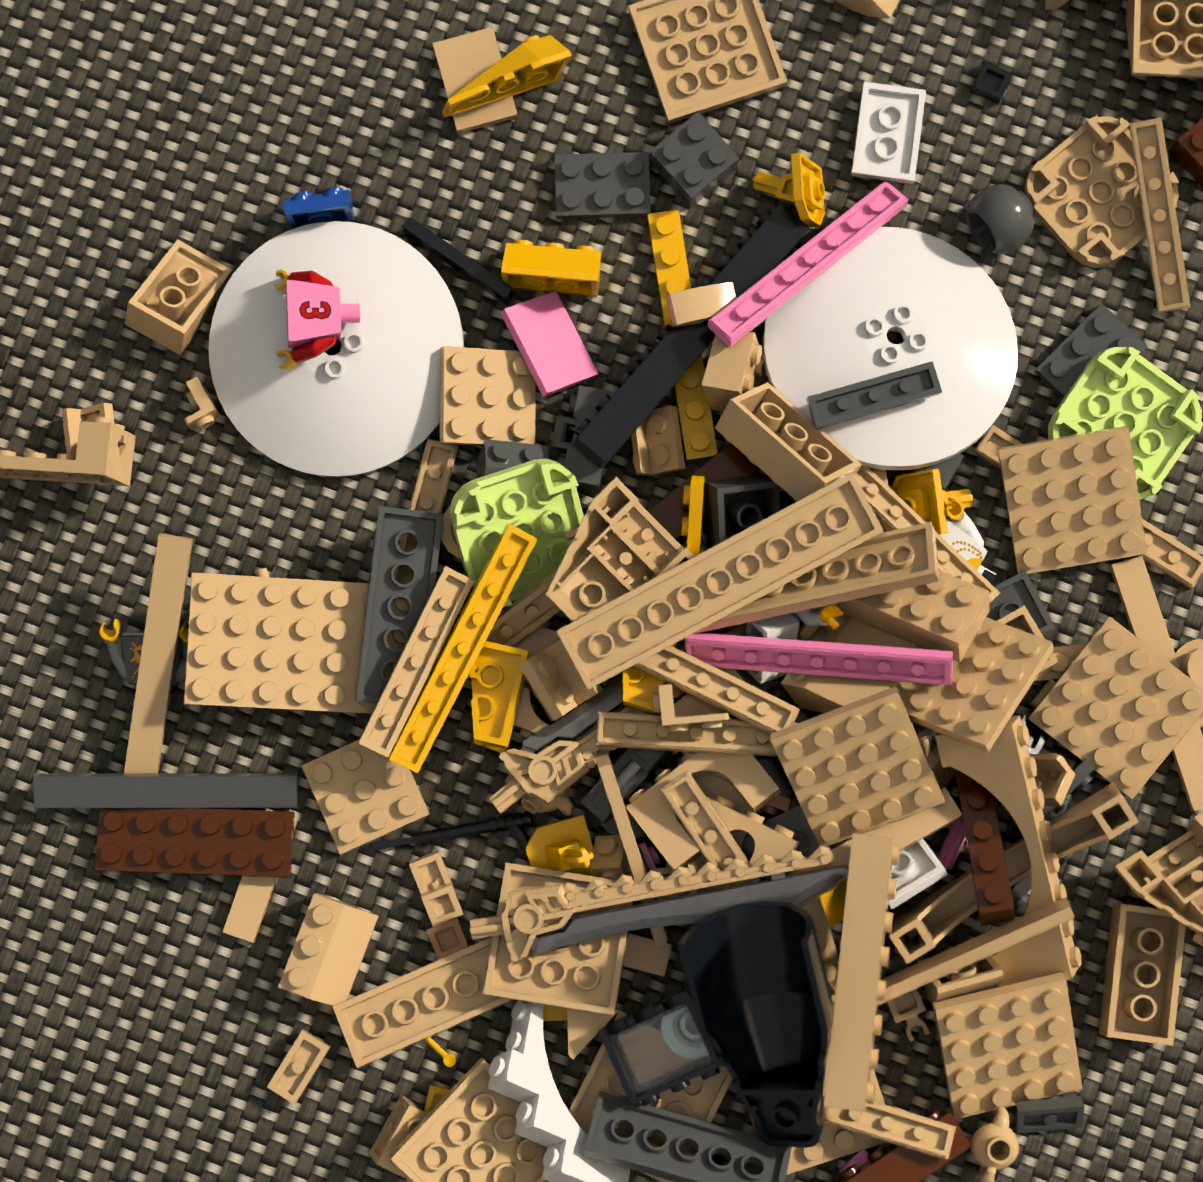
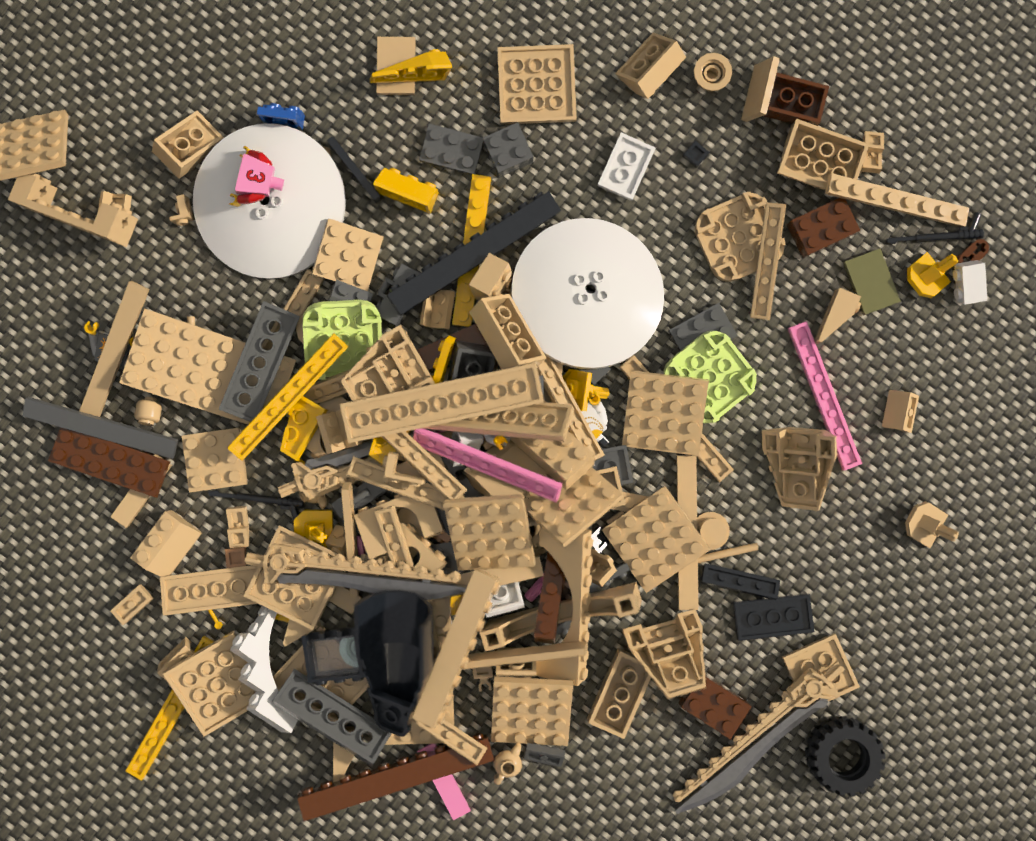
camera: 15 degrees right, 5 degrees up
(236, 742) = (148, 411): none -> tan head
(415, 662) = (258, 397): tan plate -> none
(549, 343) = (392, 233): bright pink tile -> none
(699, 303) = (484, 237): tan slope -> none
(800, 188) = (565, 184): yellow piece -> none
(807, 263) = (553, 230): bright pink tile -> none
(874, 395) = (566, 319): dark grey plate -> none
(1000, 218) = (675, 236): dark grey wheel -> none

